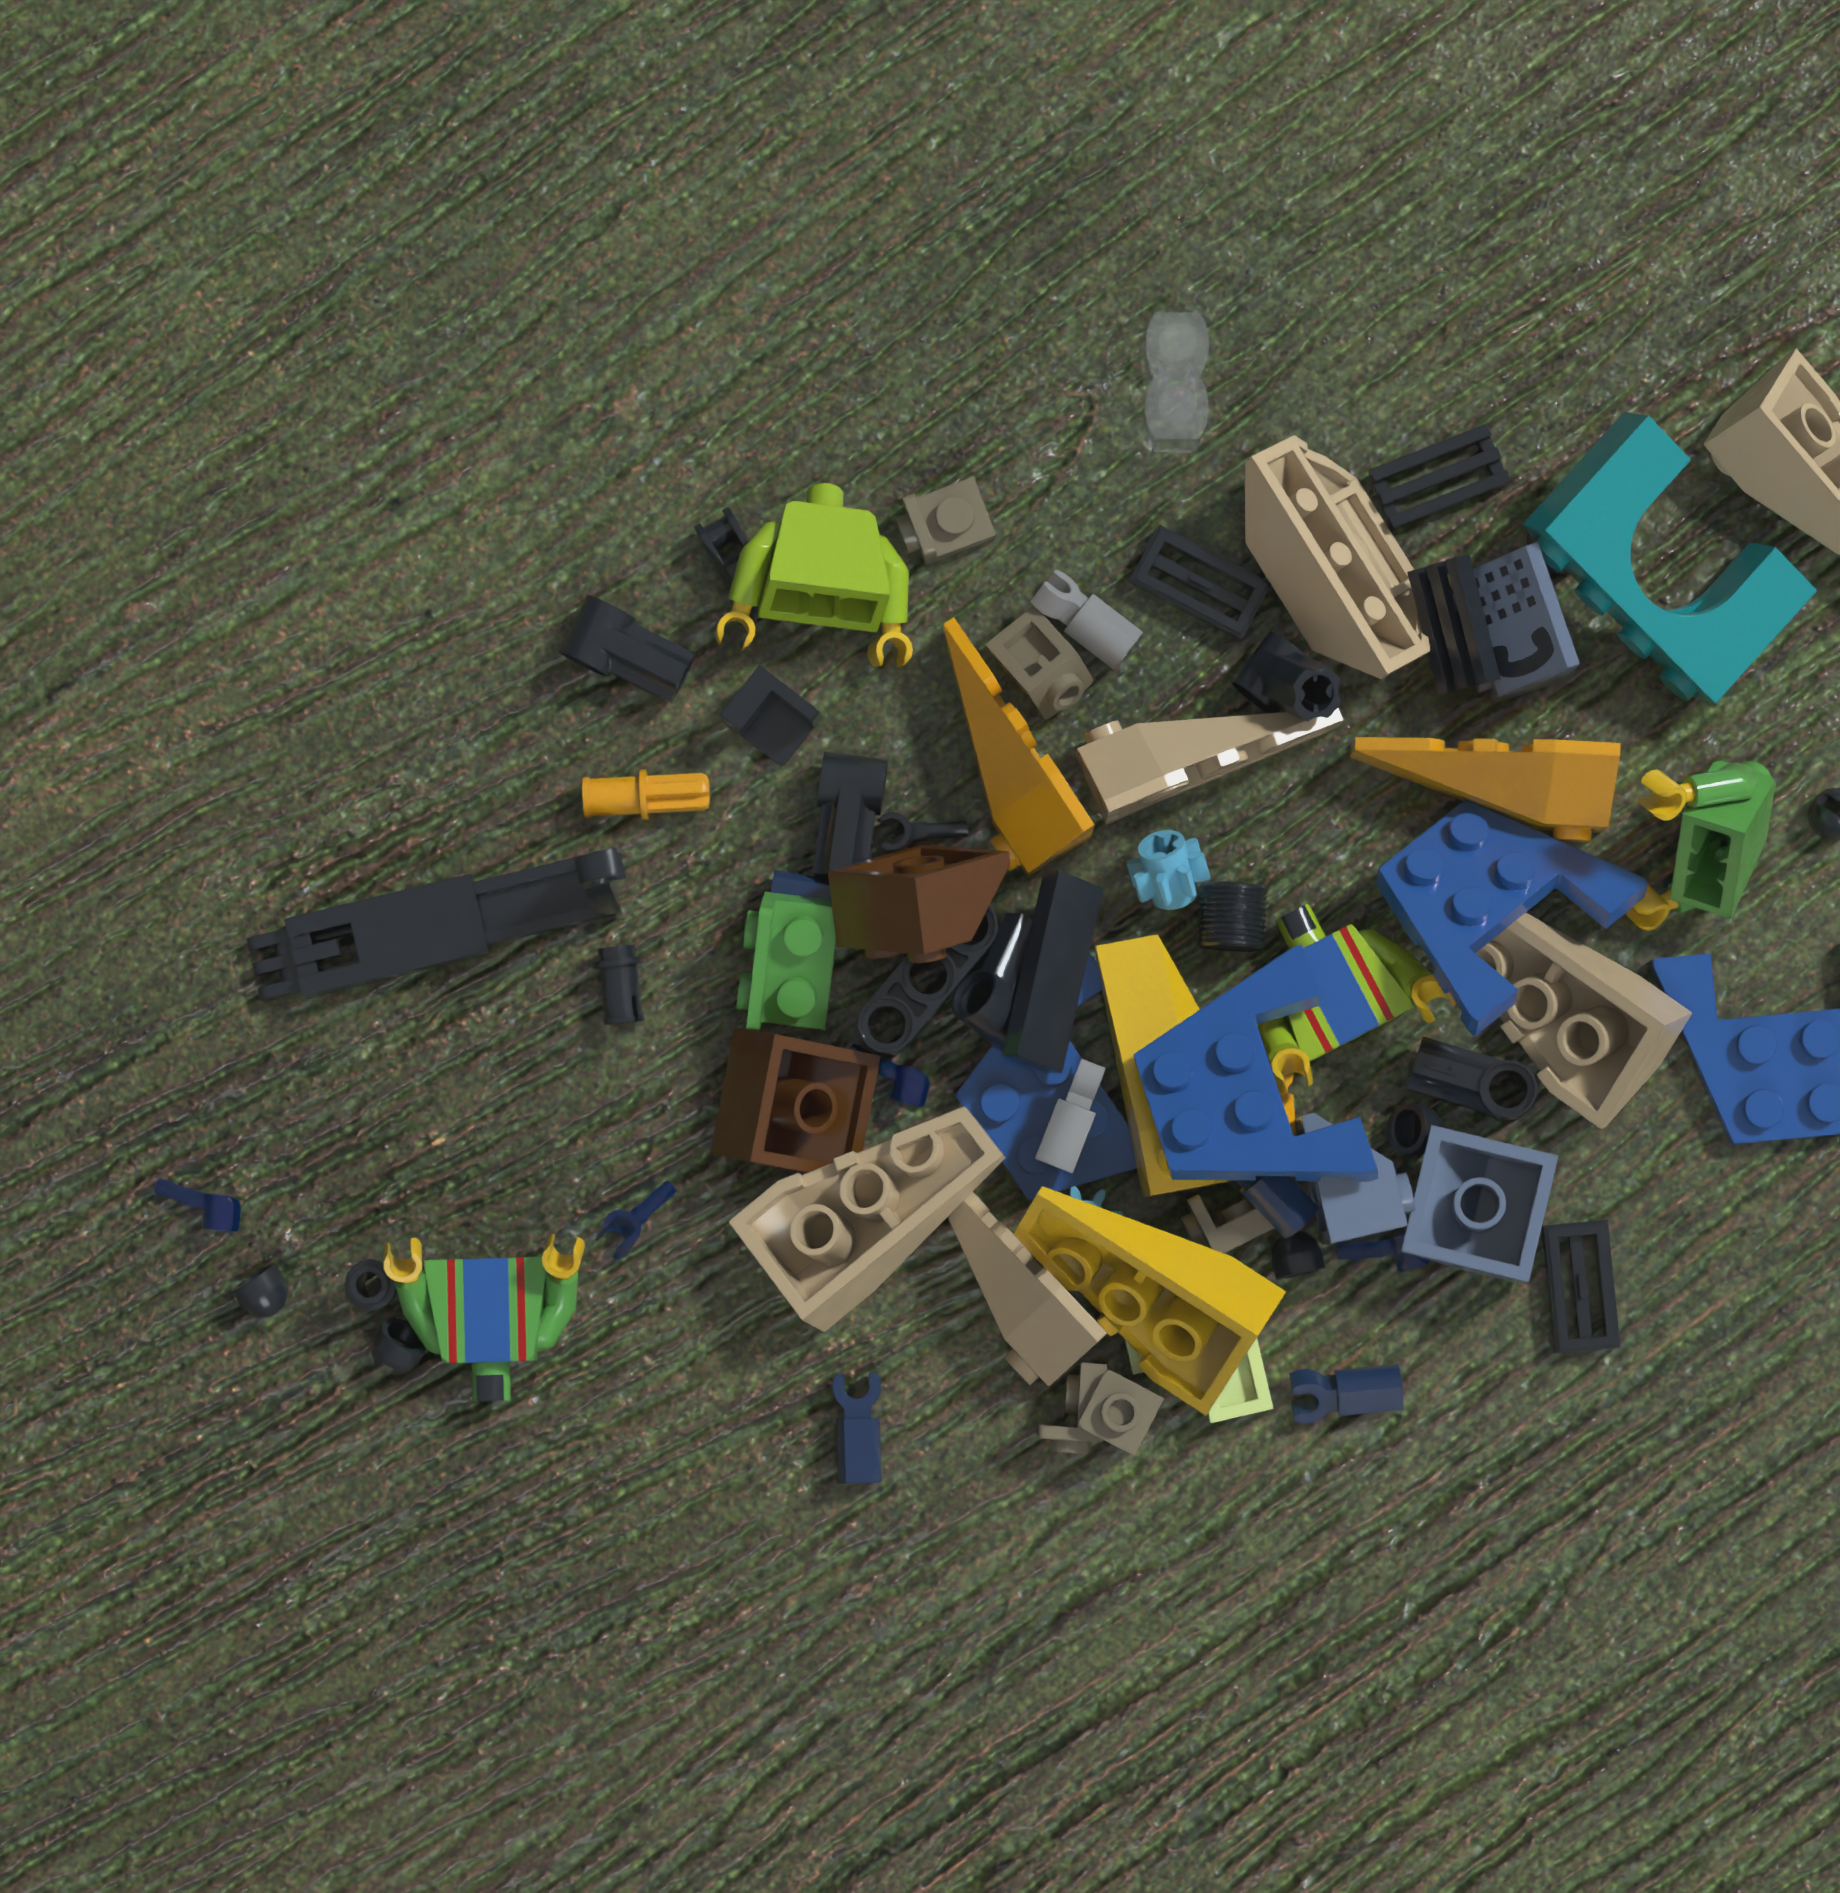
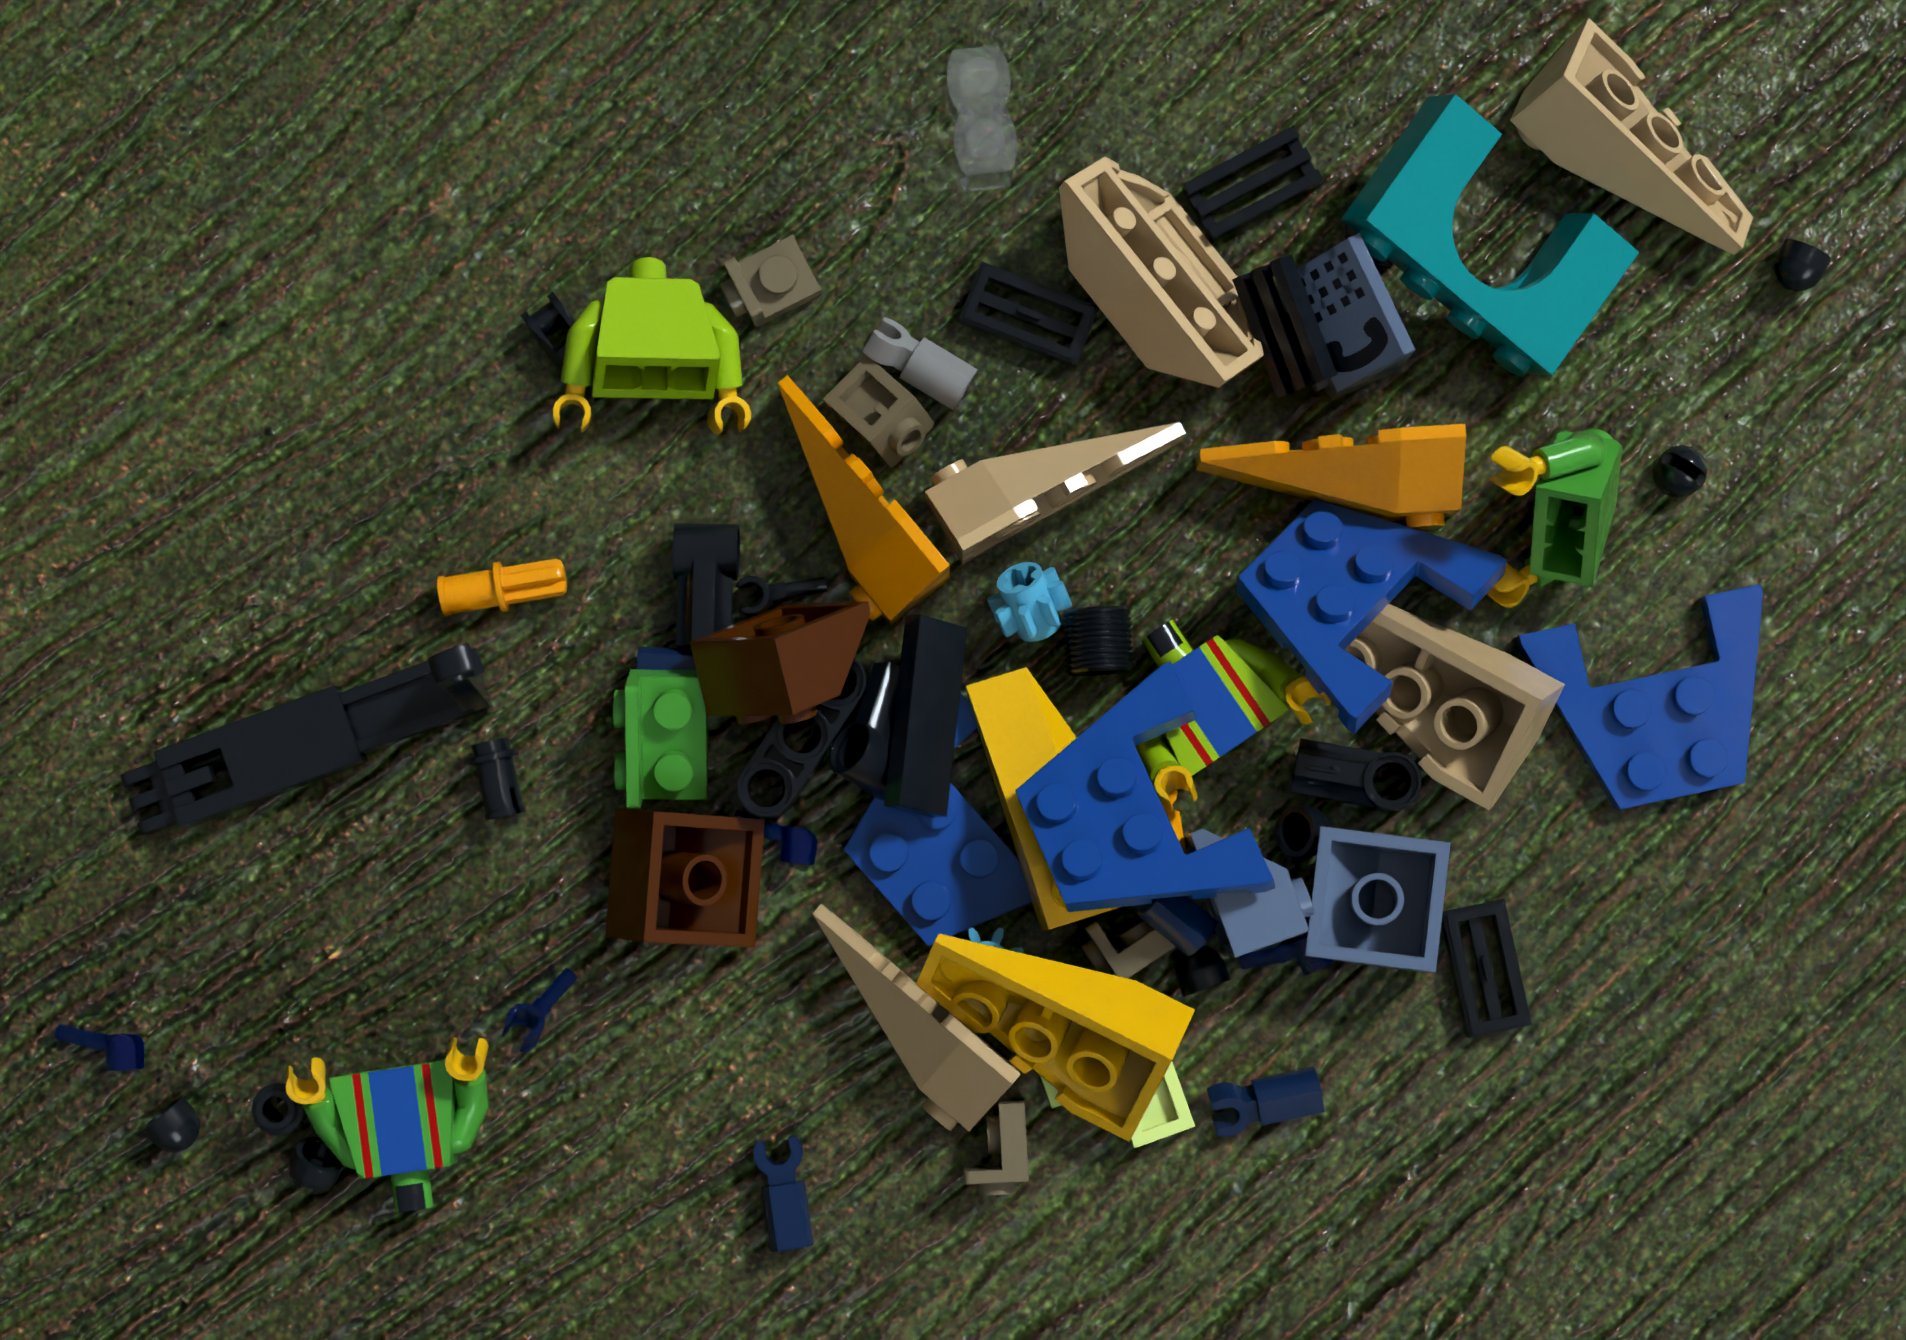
camera: 15 degrees left, 0 degrees up
(613, 643) = (452, 440): black piece -> none
(771, 716) = (617, 494): black panel -> none
(855, 1221) = (758, 987): tan wedge -> none
(1071, 1120) = (961, 862): light grey bar -> none
(1120, 1412) = (1043, 1148): dark tan bracket -> none
(1287, 680) = (1126, 400): black piece -> none

